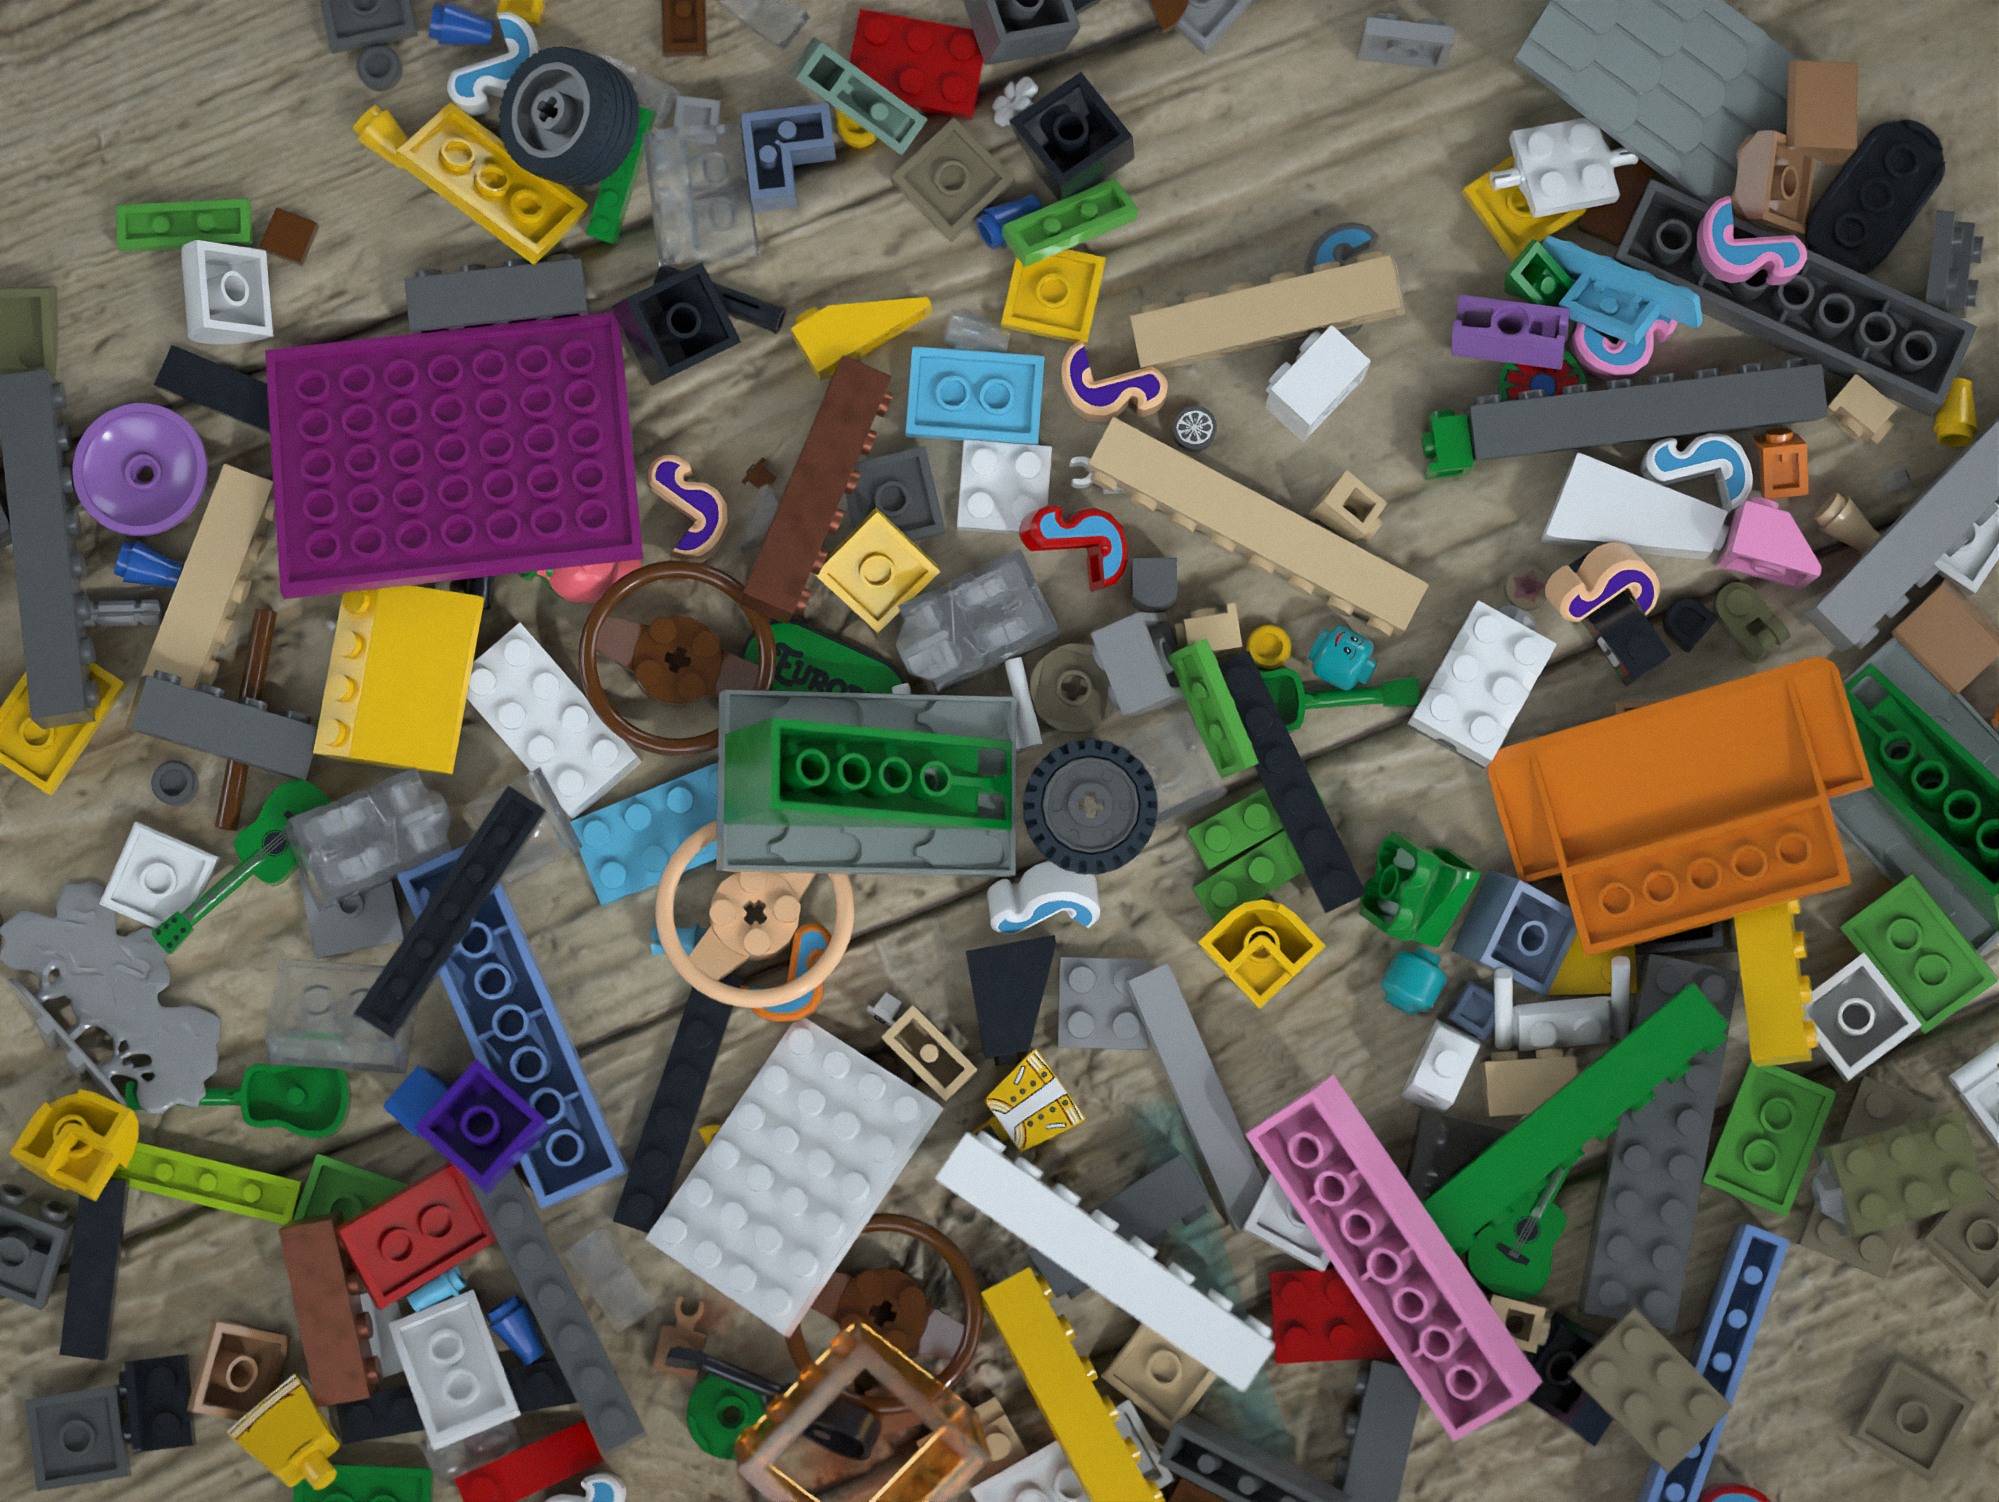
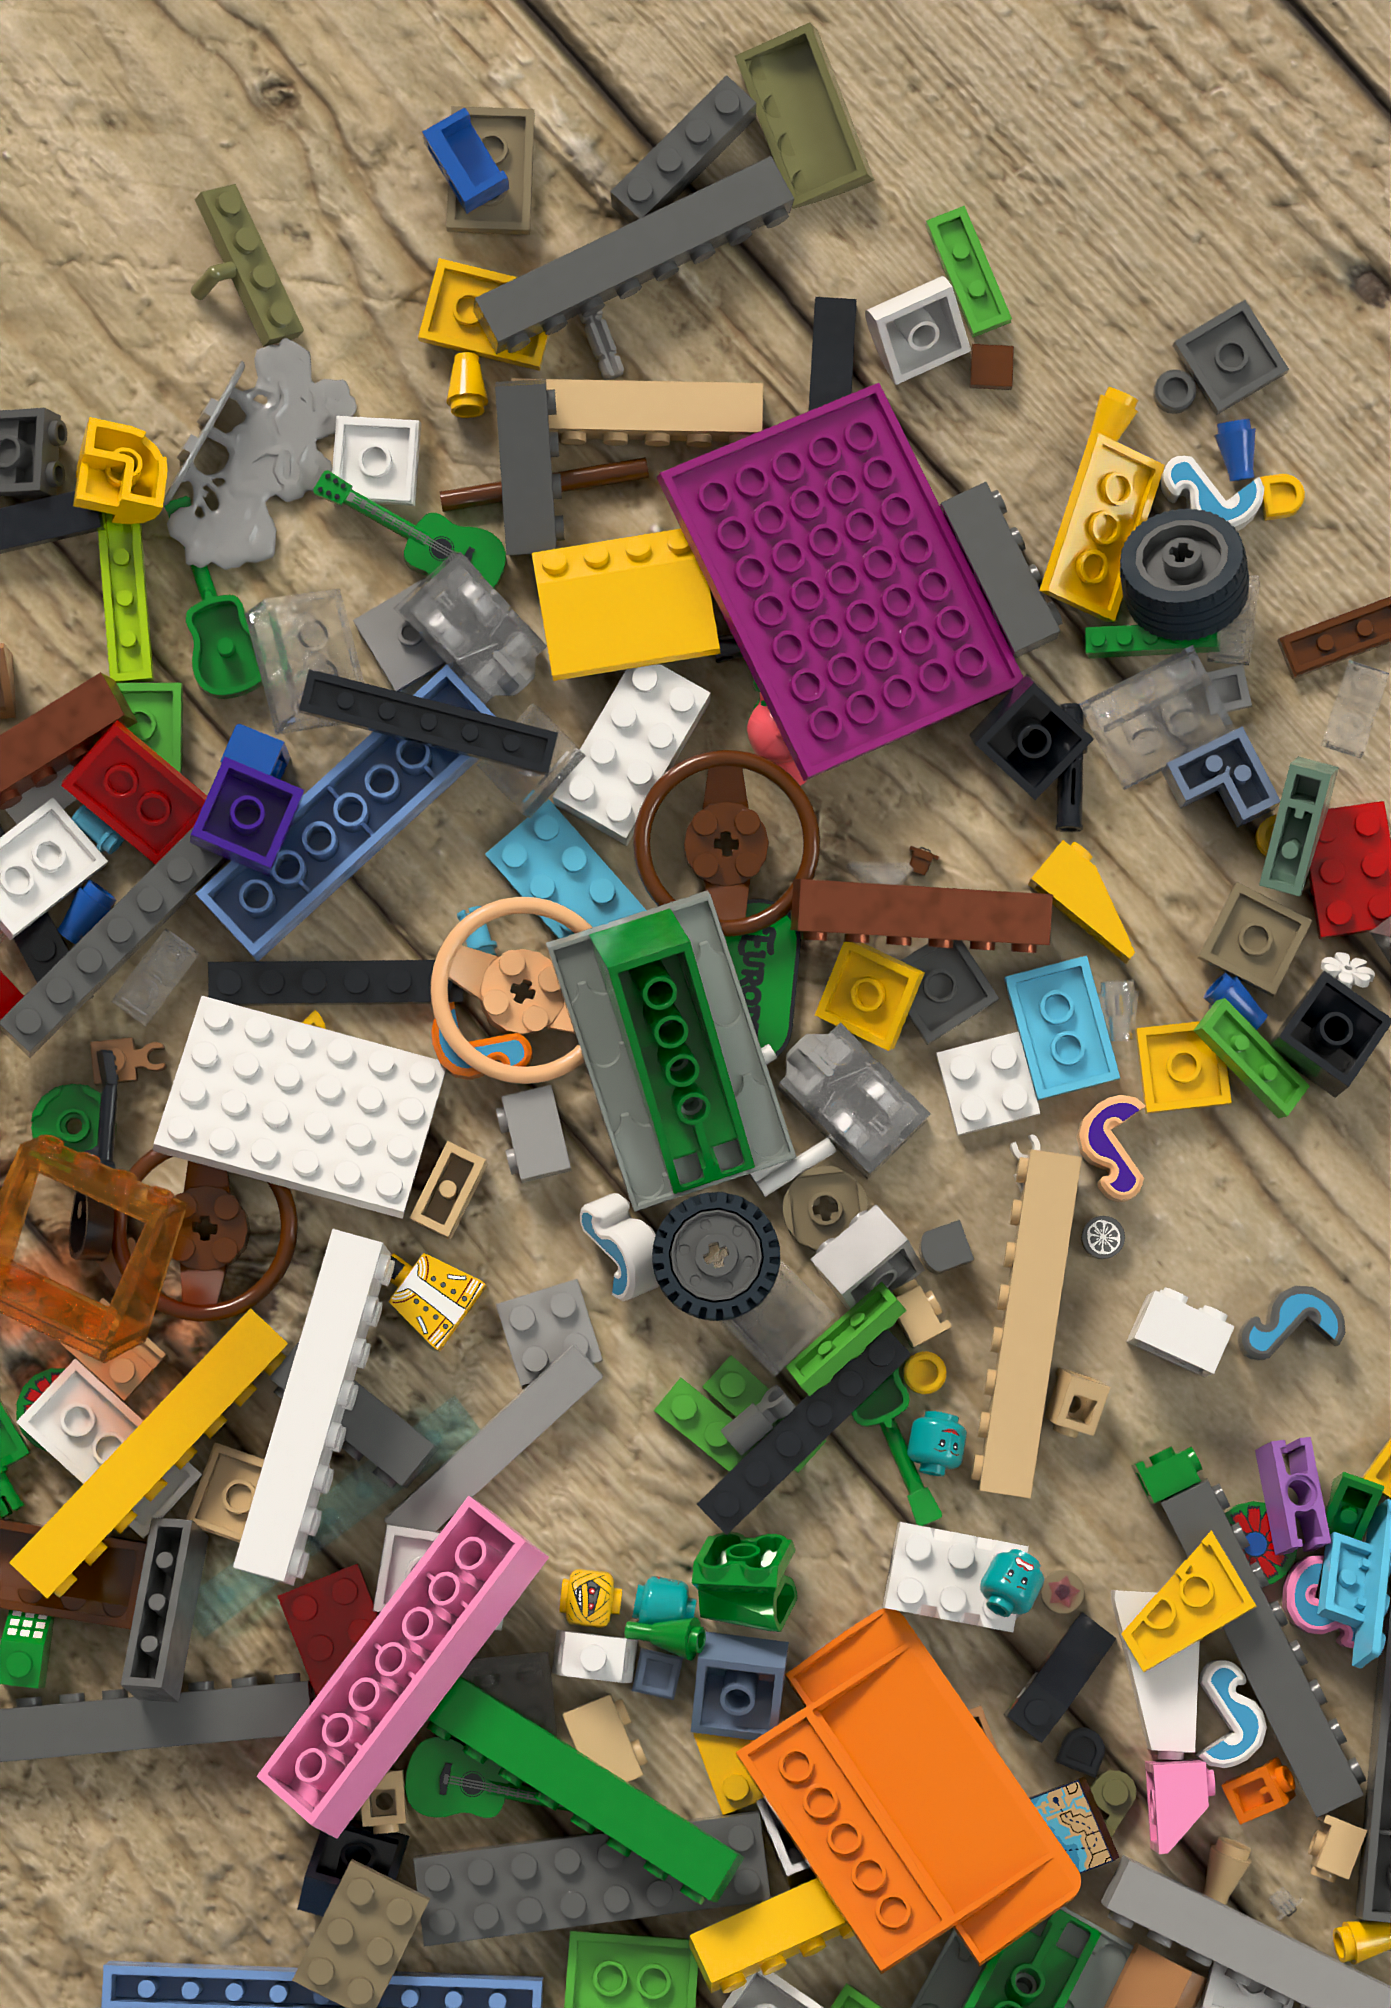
camera: 70 degrees right, 0 degrees up
(116, 453) = (736, 285): medium lavender dish -> none
(117, 762) = (467, 388): none -> yellow cone
(146, 566) = (650, 349): blue cone -> none
(175, 783) = (466, 443): dark grey tile -> none
(696, 501) = (877, 813): light nougat animal -> none
(885, 1009) = (478, 1139): white piece -> none
(901, 949) = (535, 1134): none -> light grey brick
(1008, 994) = (527, 1244): black slope -> none
(1083, 529) = (974, 1171): red animal -> none
(1261, 948) = (645, 1456): yellow brick -> none
(1262, 824) = (757, 1420): none -> dark grey bar
(1268, 313) = (1229, 1268): tan brick -> none
(1381, 1051) = (589, 1598): none -> yellow head
(1451, 975) = (679, 1636): none -> green cone
(1511, 625) = (1012, 1583): none -> teal head
(1563, 1021) = (672, 1754): white plate -> none
(1588, 465) = (1190, 1606): none -> yellow wing
(1601, 578) = (1090, 1654): light nougat animal -> none
(1758, 647) = (1077, 1823): none -> tile

